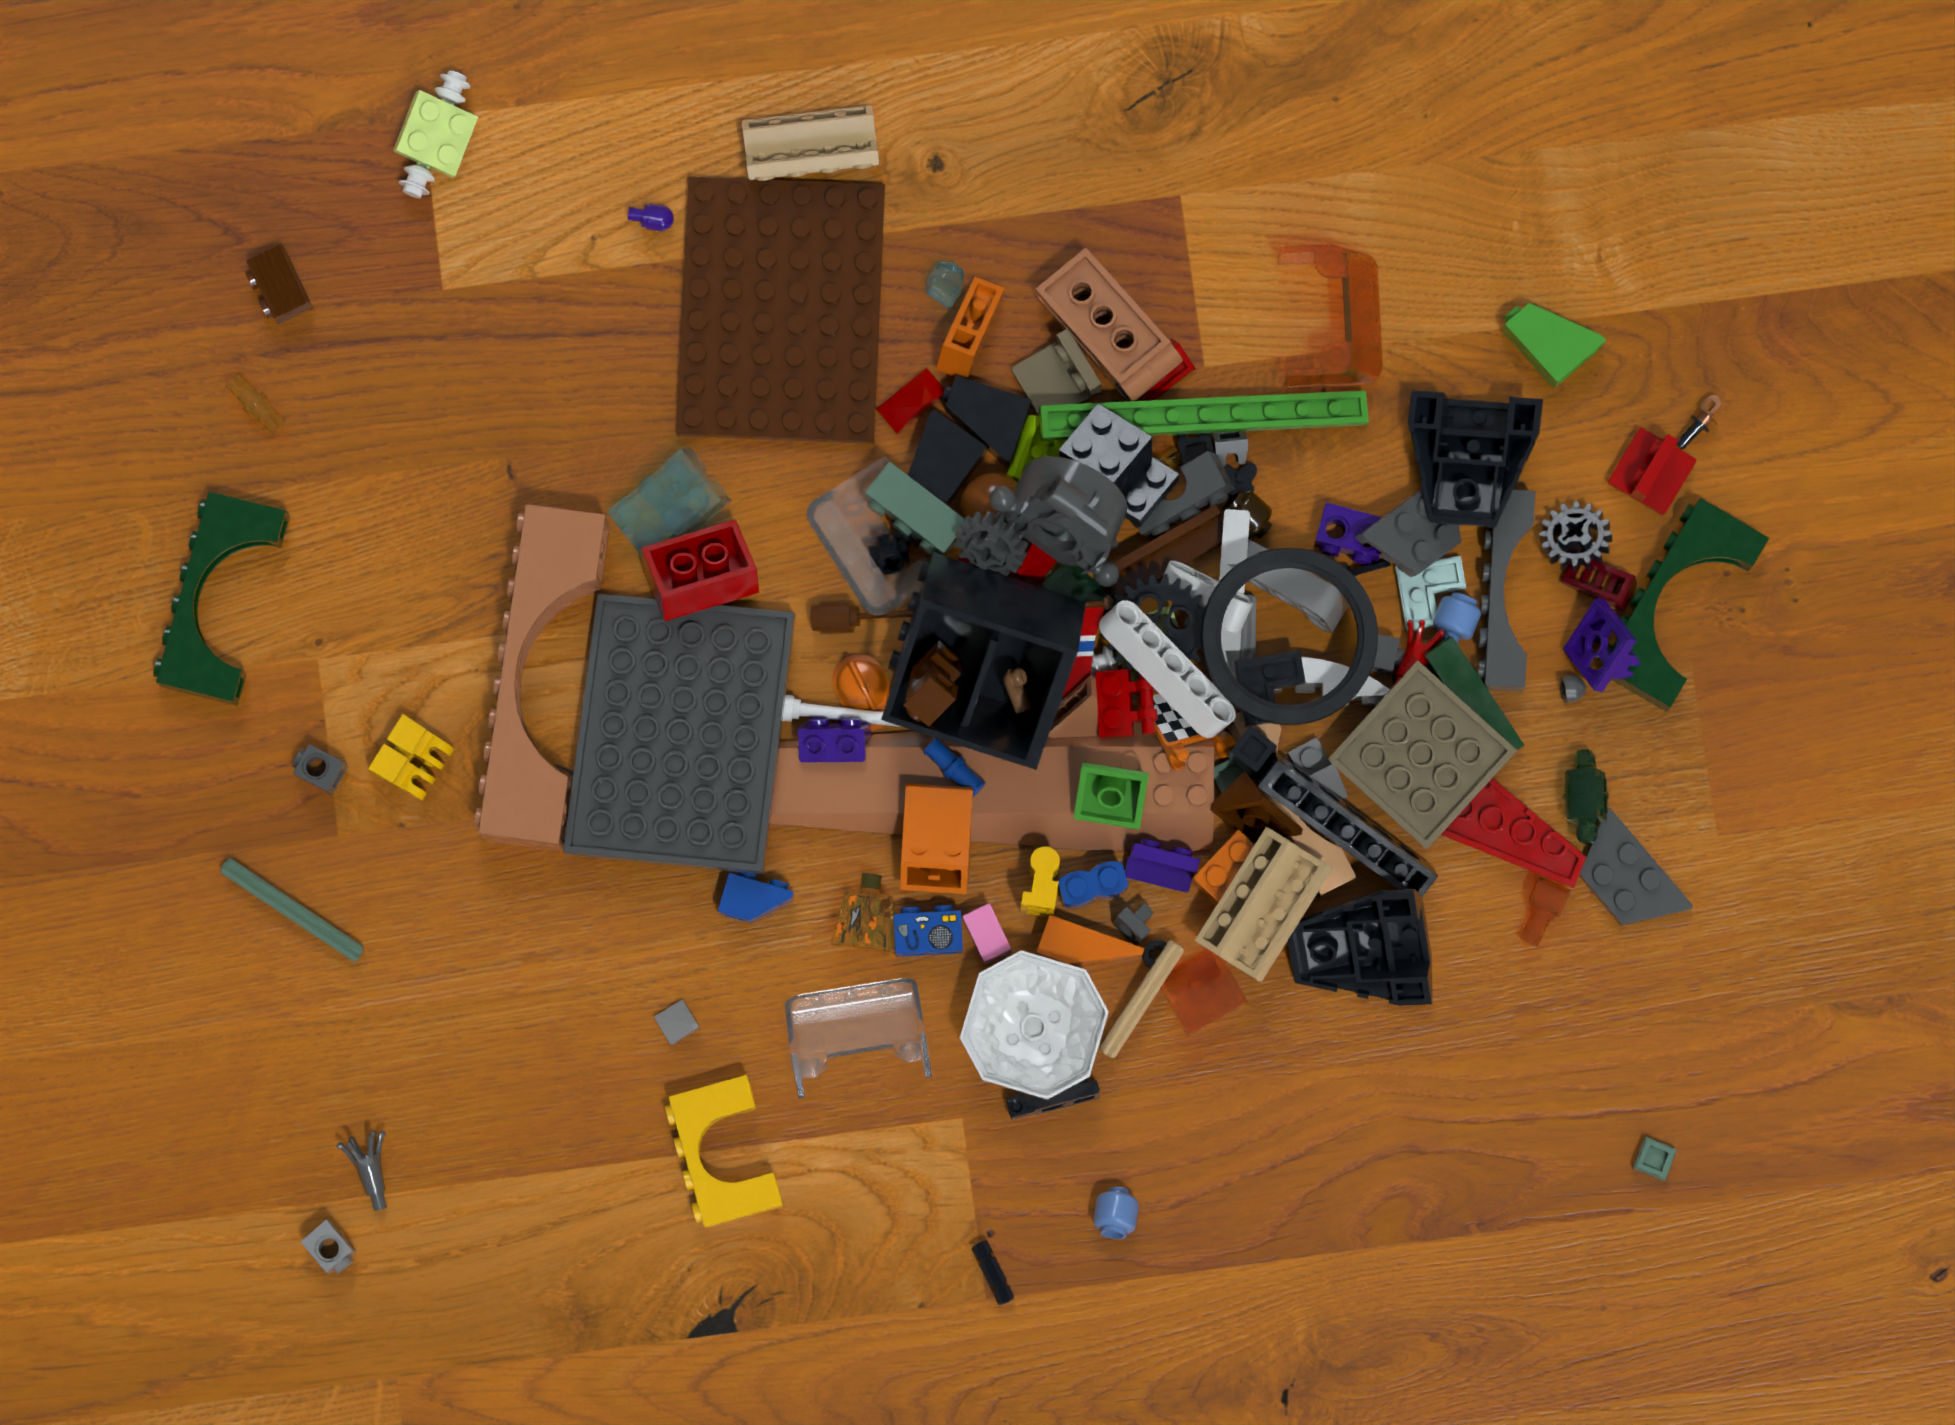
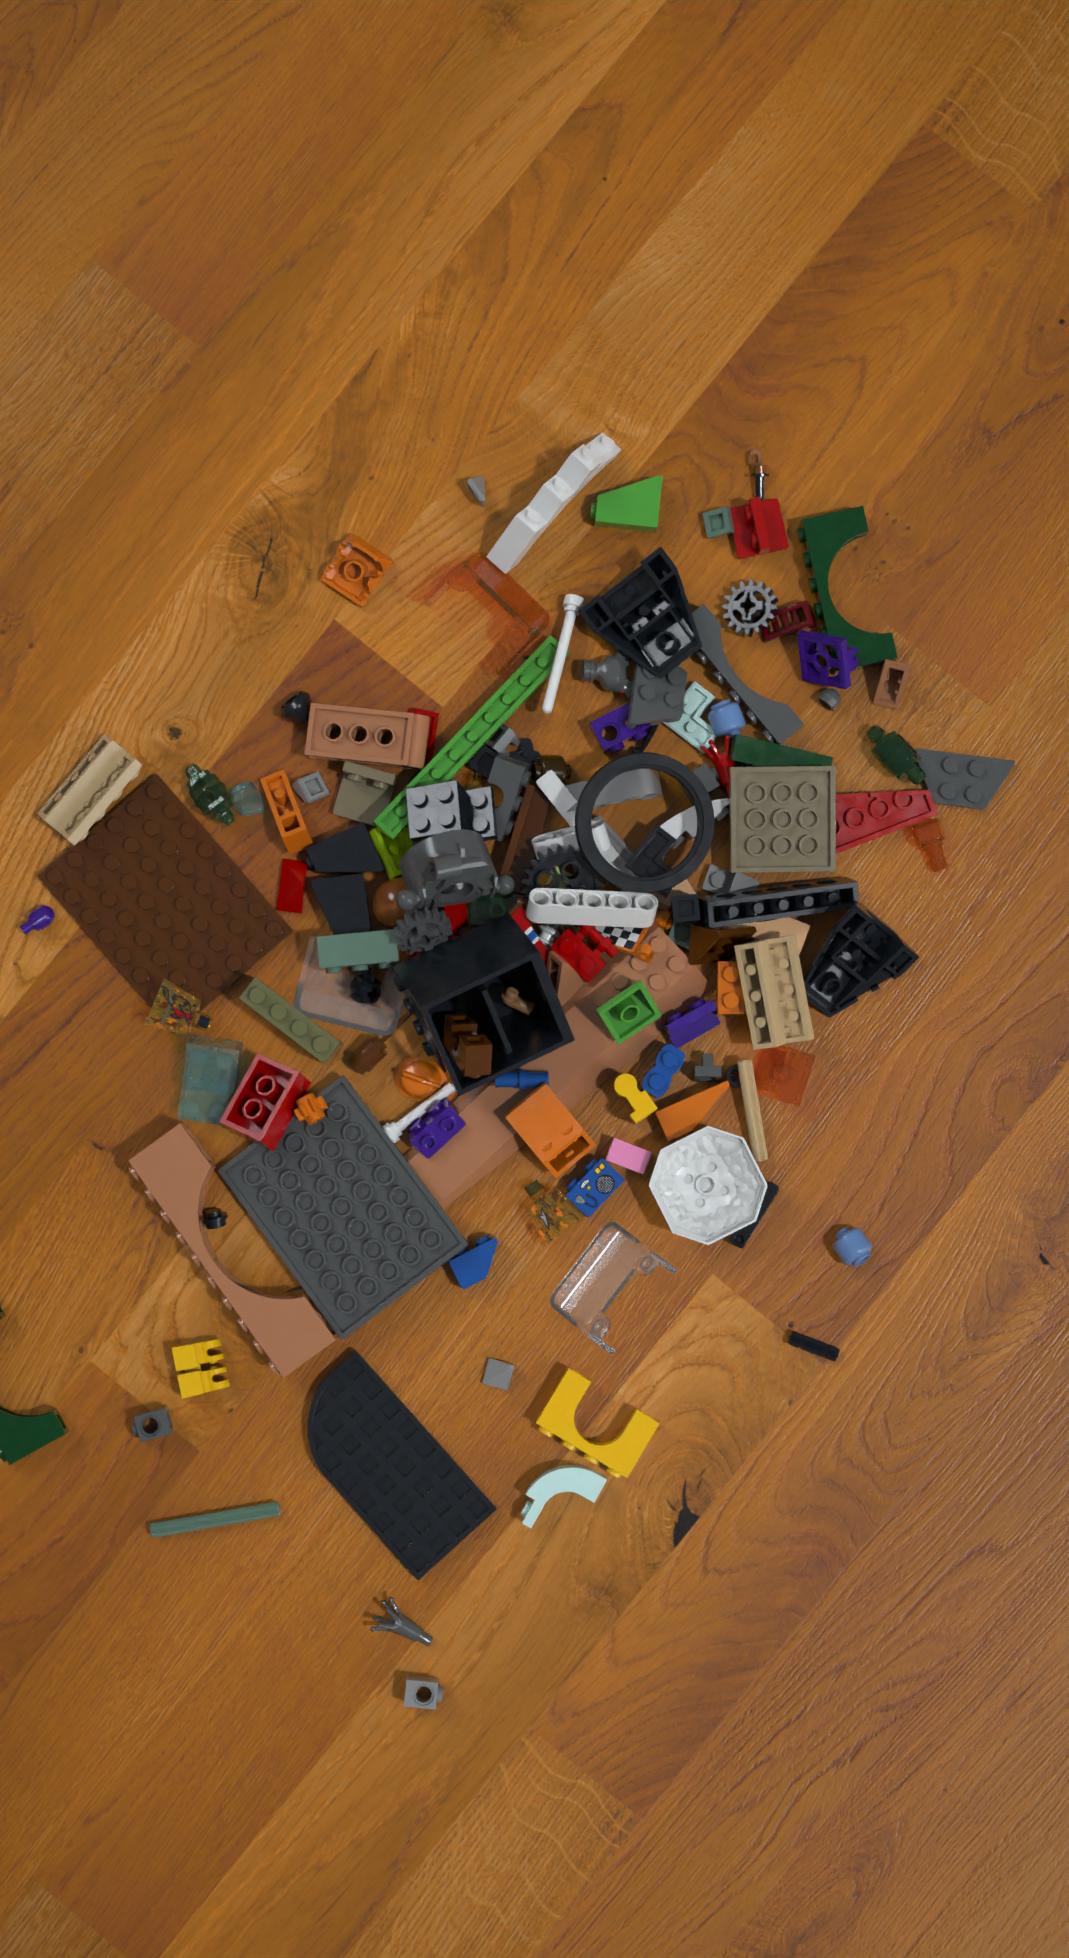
camera: 45 degrees left, 5 degrees up
(498, 1014) = (391, 1467): none -> black plate
(553, 635) = (214, 1218): none -> black plate
(654, 1182) = (557, 1480): none -> light aqua arch
(698, 413) = (176, 1011): none -> clear yellow torso
(735, 614) = (310, 1109): none -> orange gear
(793, 519) = (291, 1021): none -> olive arch
(915, 247) = (214, 791): none -> clear green piece
(1013, 327) = (311, 787): none -> light grey slope
(1068, 242) = (297, 708): none -> black cone
(1243, 168) = (356, 569): none -> orange slope
(1387, 475) = (609, 673): none -> dark grey animal
(1411, 380) = (571, 605): none -> white piece
(1425, 196) = (477, 488): none -> light grey slope
(1482, 265) = (551, 500): none -> white arch
(1620, 432) = (718, 522): none -> sand green tile
(1643, 727) = (891, 683): none -> nougat slope

